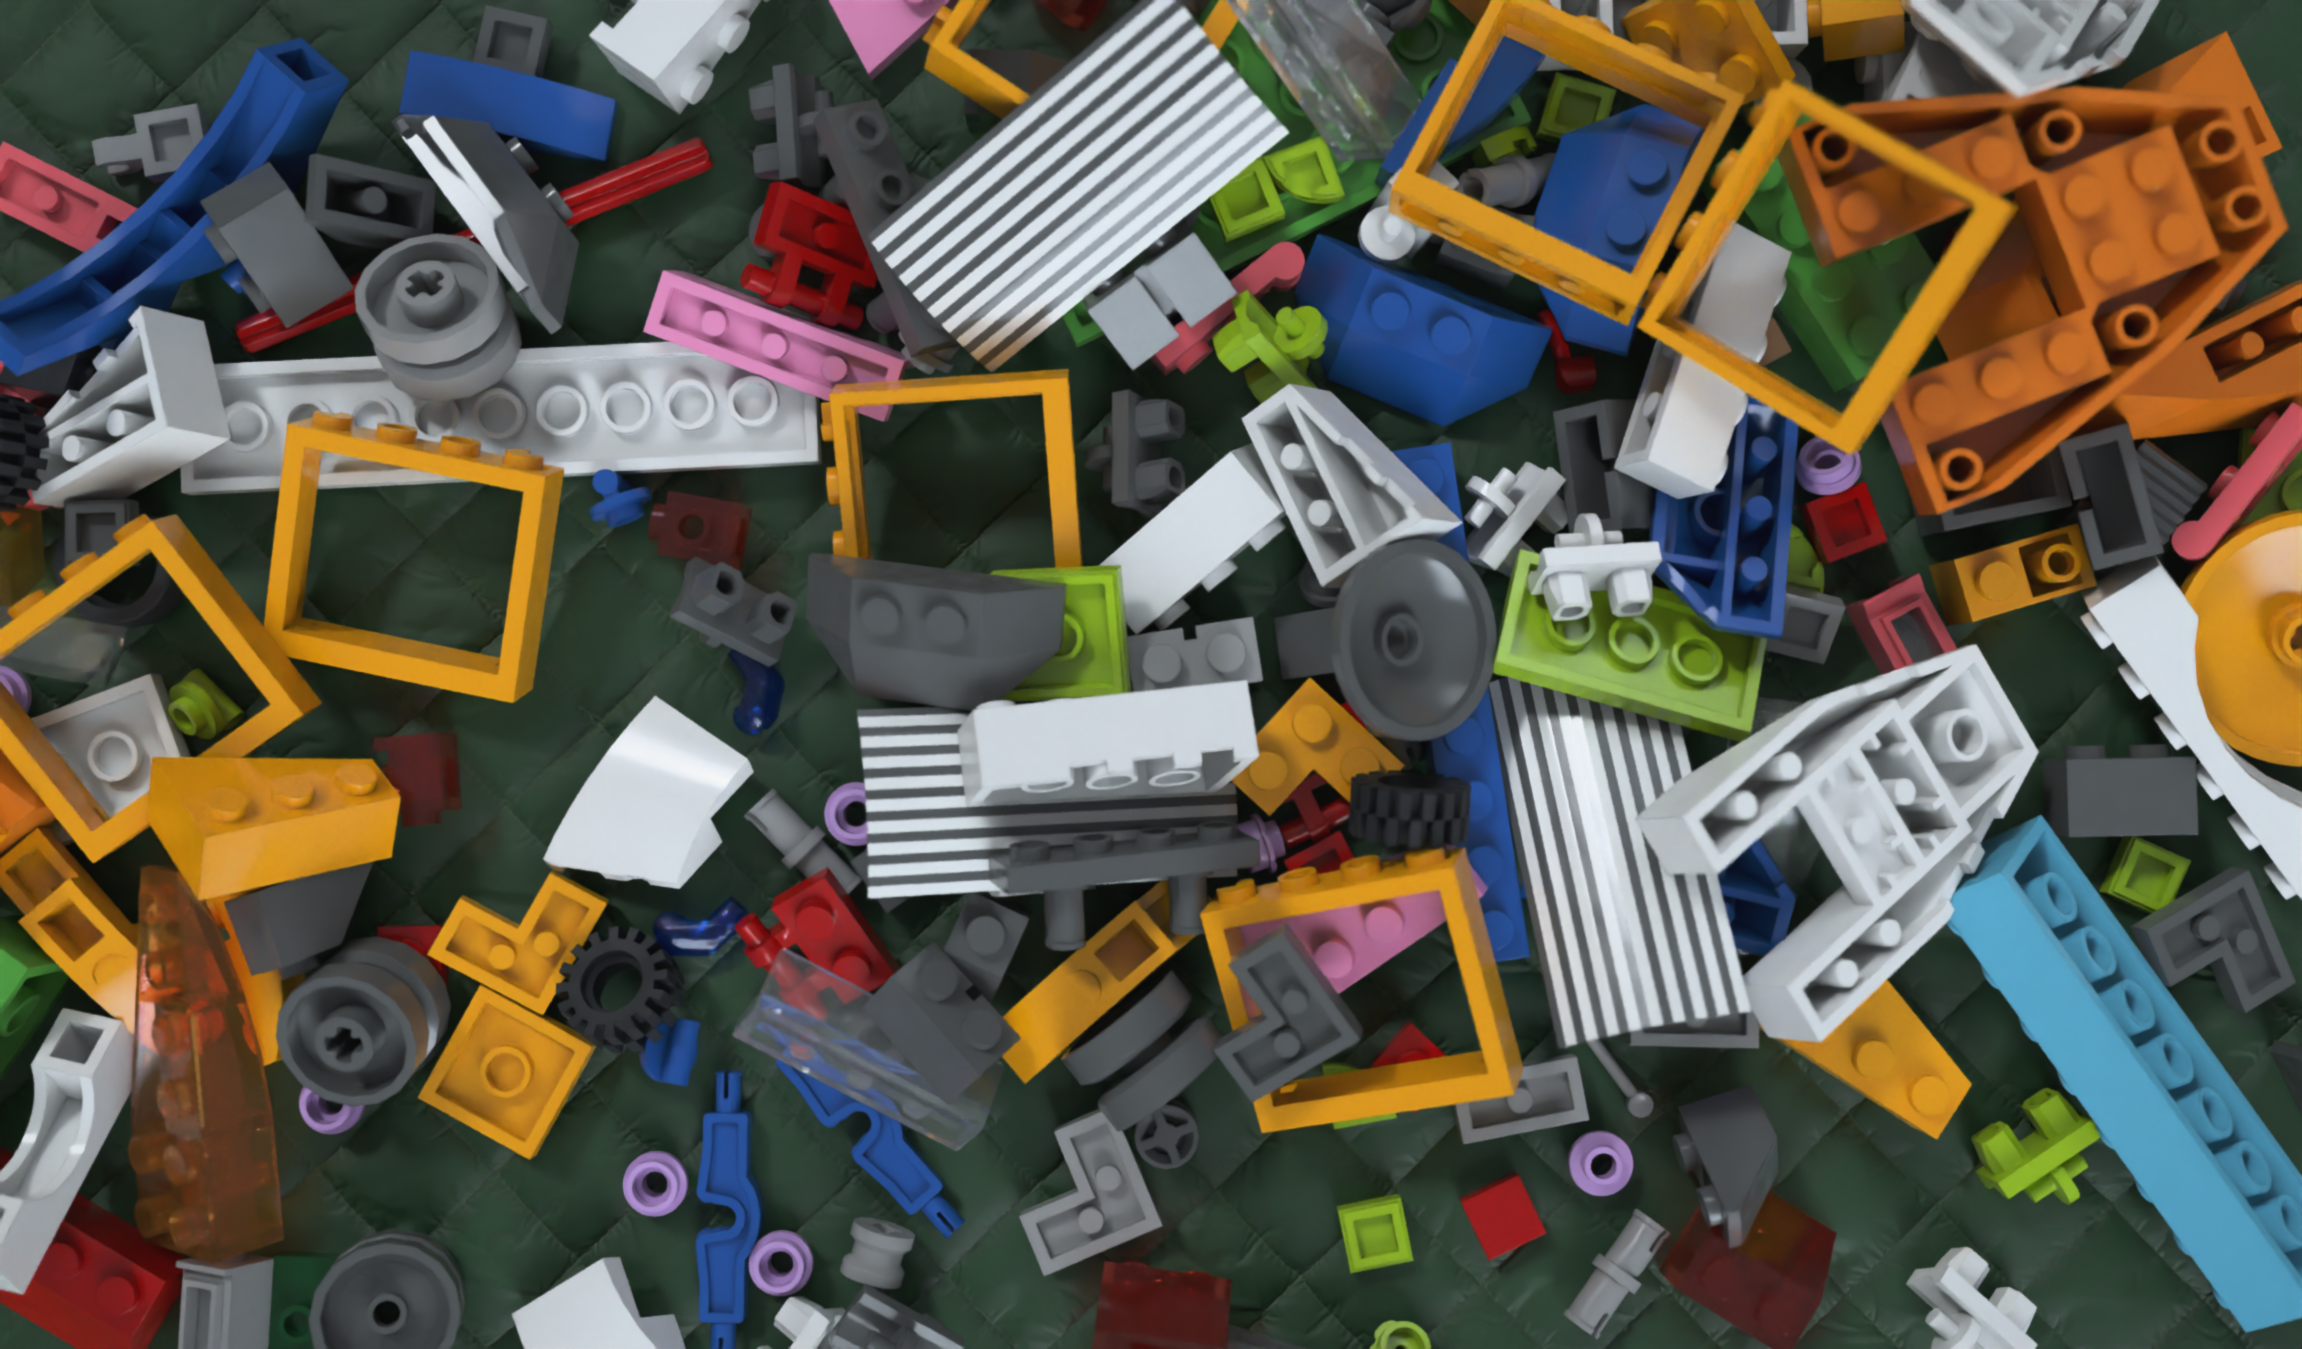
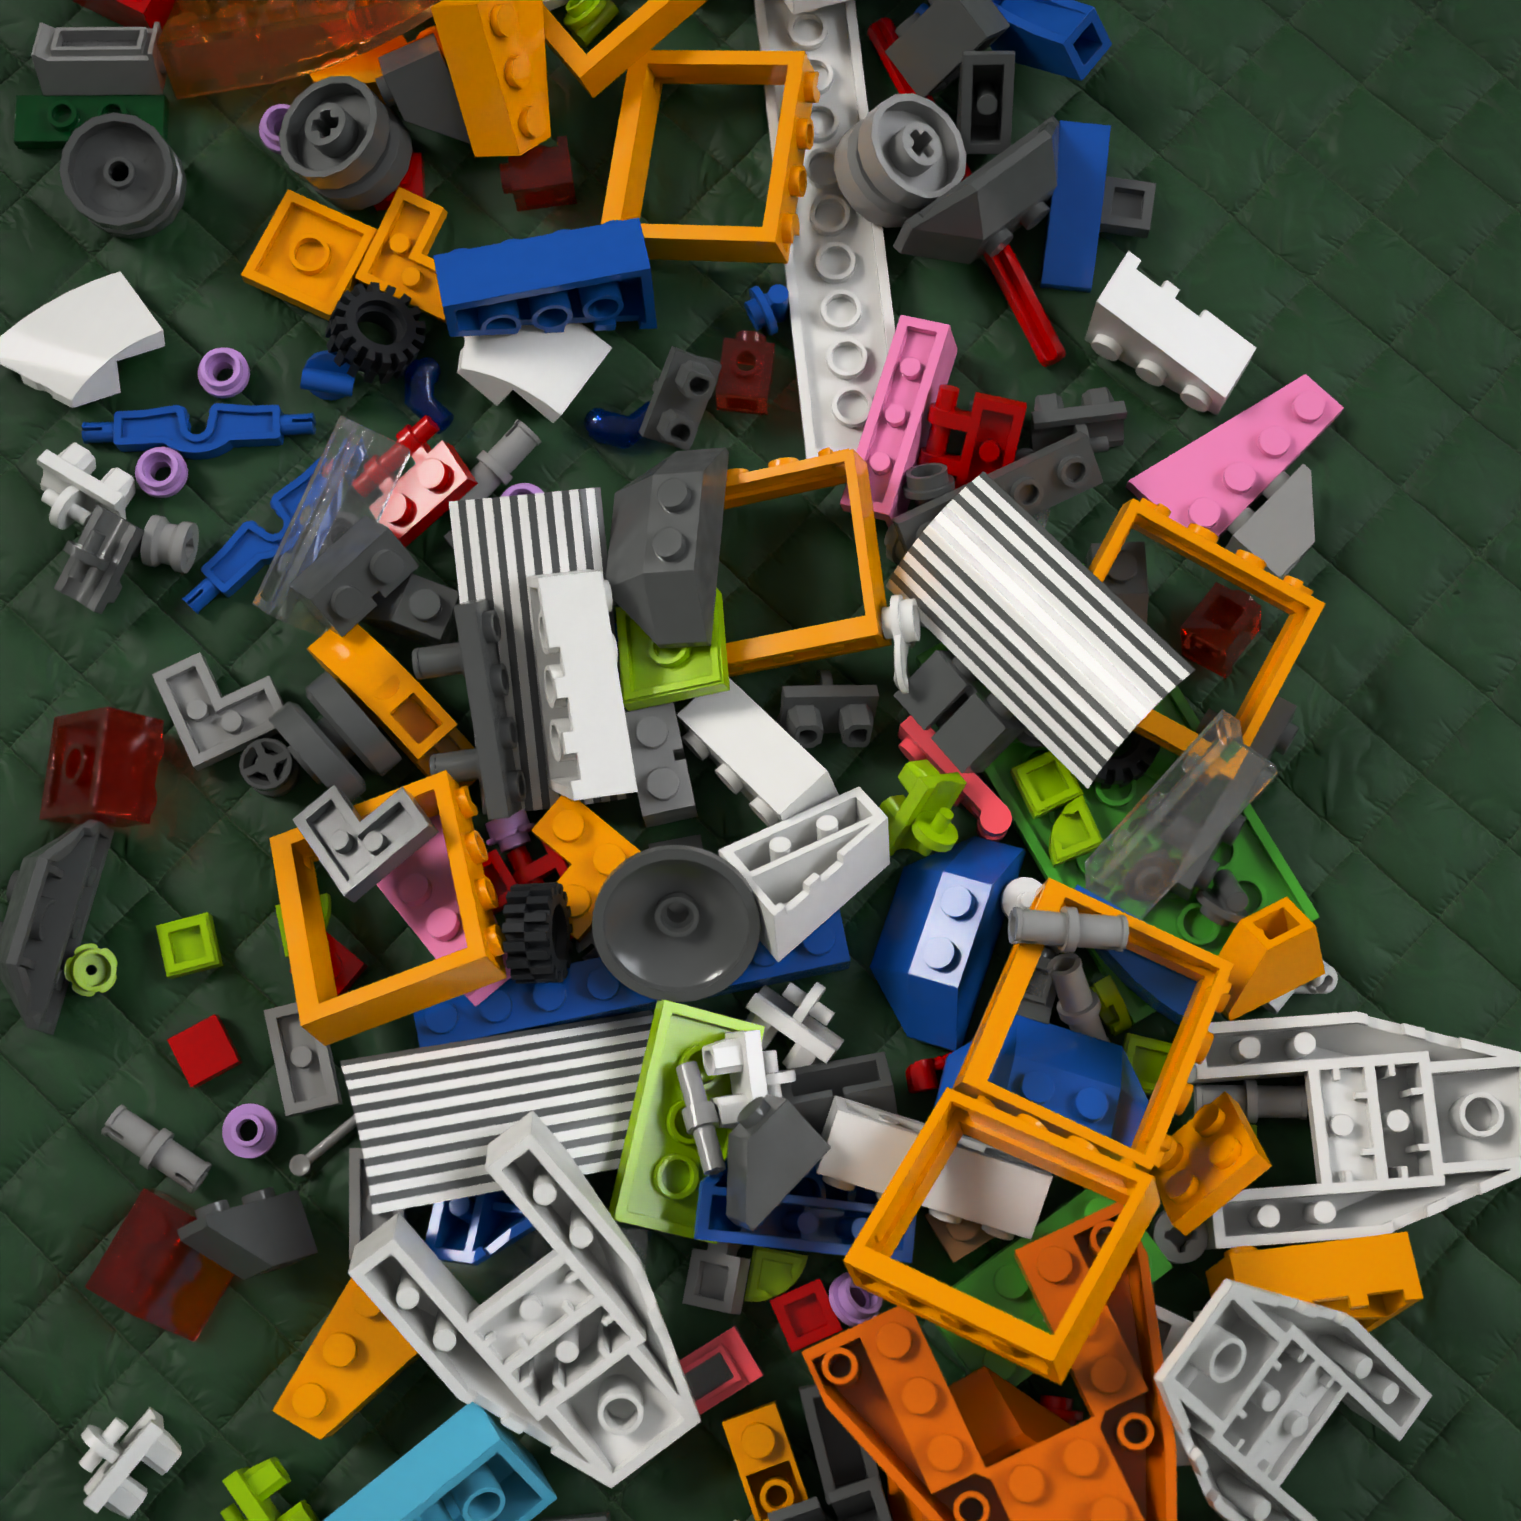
camera: 90 degrees right, 10 degrees down
(574, 765) = (549, 281): none -> blue wedge
(864, 312) = (927, 482): none -> dark grey plate
(1050, 350) = (902, 625): none -> white plate
(1460, 168) = (1068, 929): none -> light grey pin
(1640, 624) = (700, 1118): none -> light grey bar
(1701, 545) = (768, 1158): none -> dark grey slope

